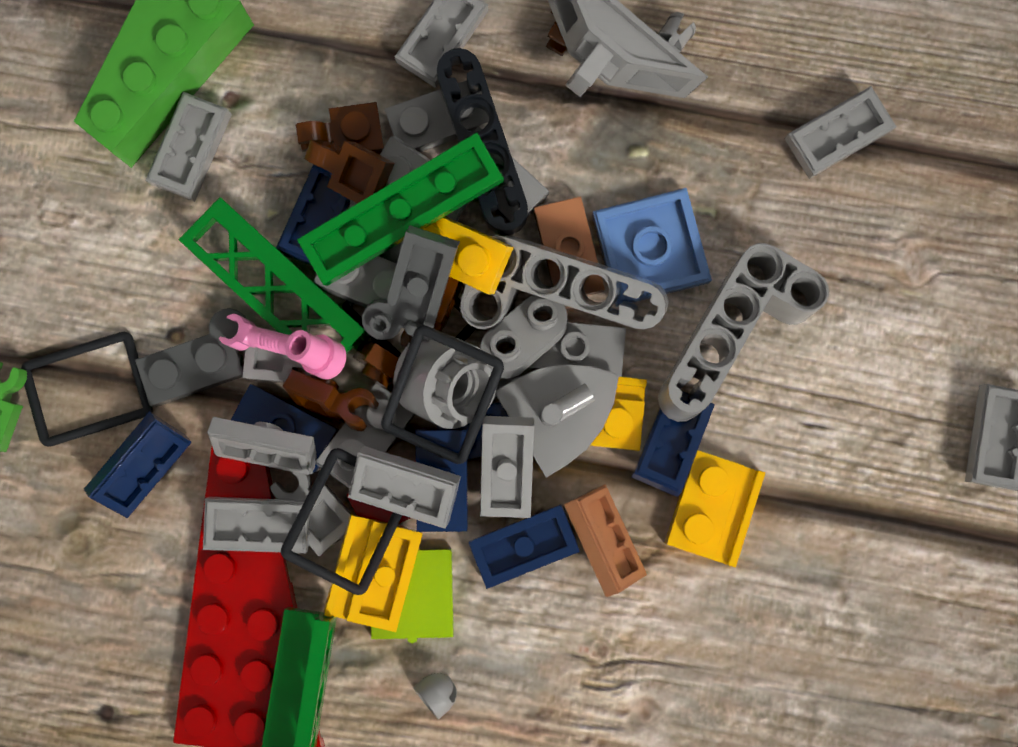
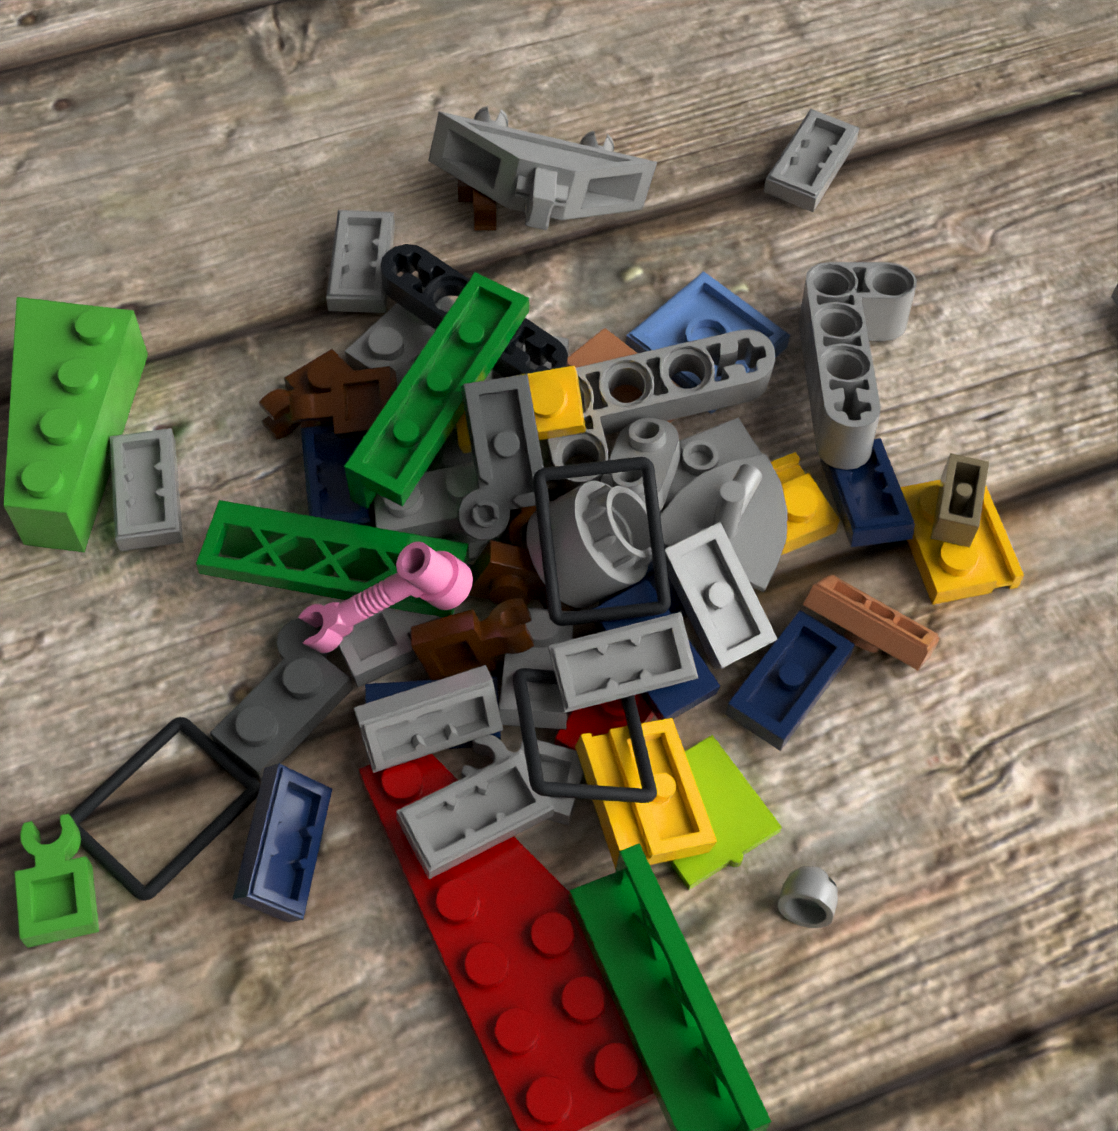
camera: 35 degrees left, 25 degrees down
(724, 496) = (960, 500): none -> dark tan piece

